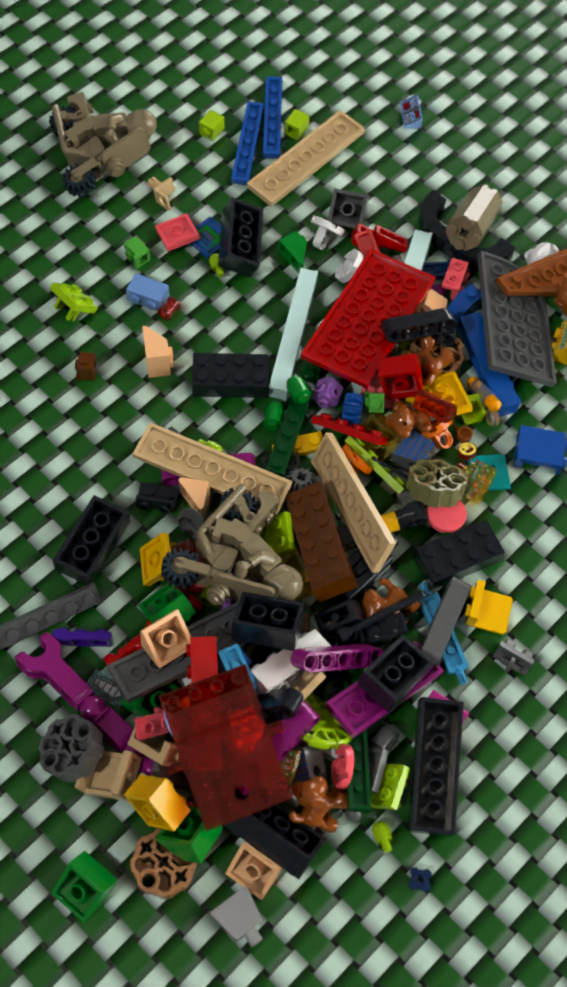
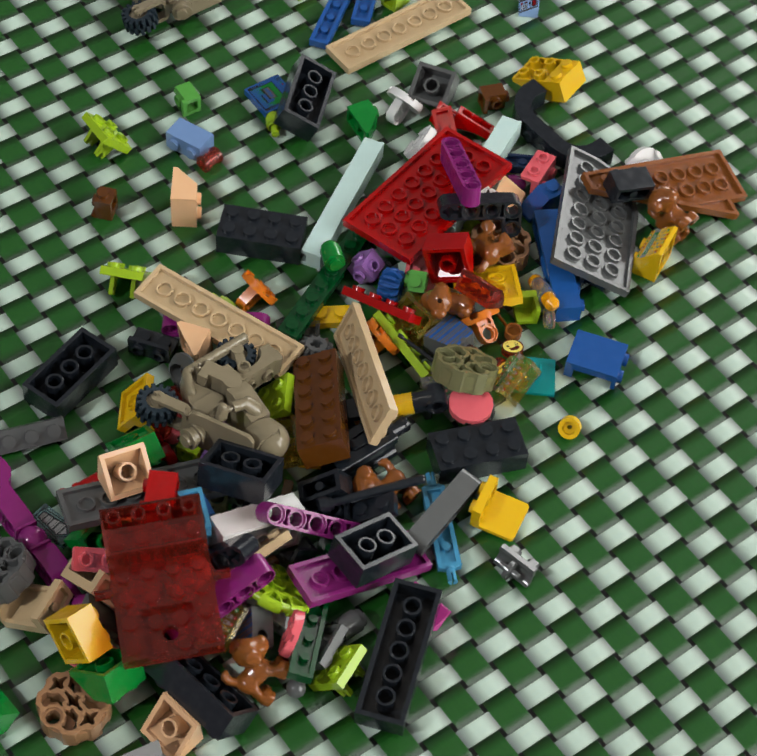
camera: 10 degrees right, 10 degrees down
(81, 637) = (38, 470): dark purple hinge -> none
(112, 432) = (117, 269): none -> lime plate
(162, 190) = (229, 41): tan bracket -> none
(177, 232) = (236, 85): coral tile -> none
(239, 431) = (254, 293): none -> orange tile
(274, 416) = (300, 281): green brick -> none
(382, 835) = (324, 720): lime cylinder -> none
(397, 296) = (460, 172): none -> magenta beam
(400, 211) = (492, 97): none -> reddish brown brick
(450, 182) = (557, 76): none -> yellow slope
(473, 217) = (571, 111): dark tan brick -> none
(531, 518) = (569, 427): none -> yellow tile
(539, 283) = (628, 184): none -> black brick

